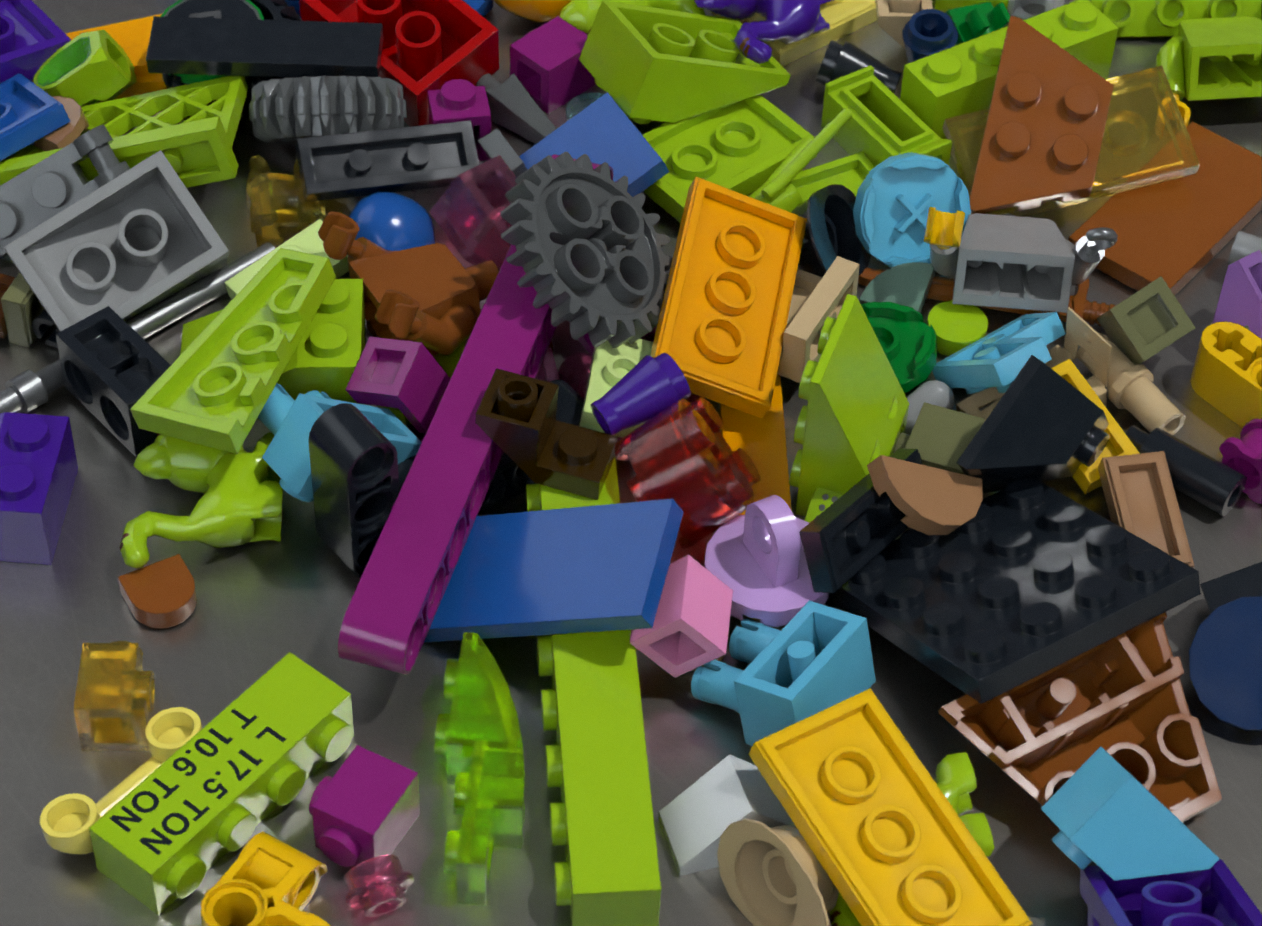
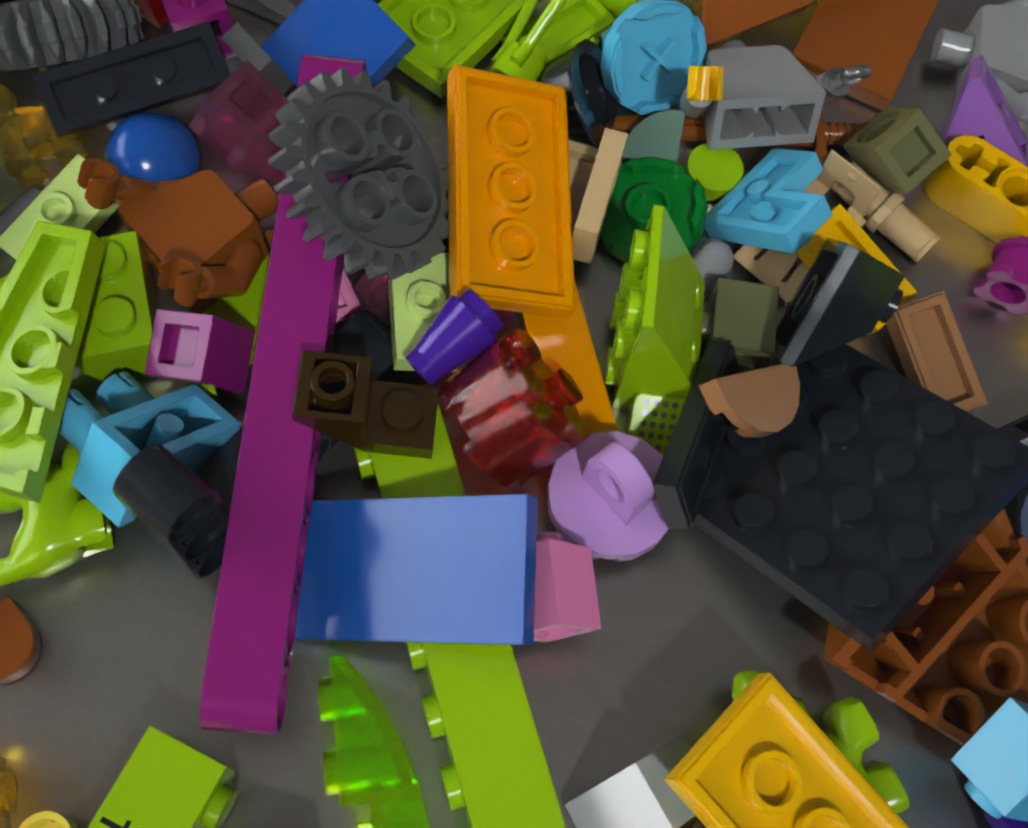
camera: 20 degrees left, 20 degrees up
(791, 671) = (678, 634): medium azure brick -> none
(1193, 470) = (969, 300): black cylinder -> none

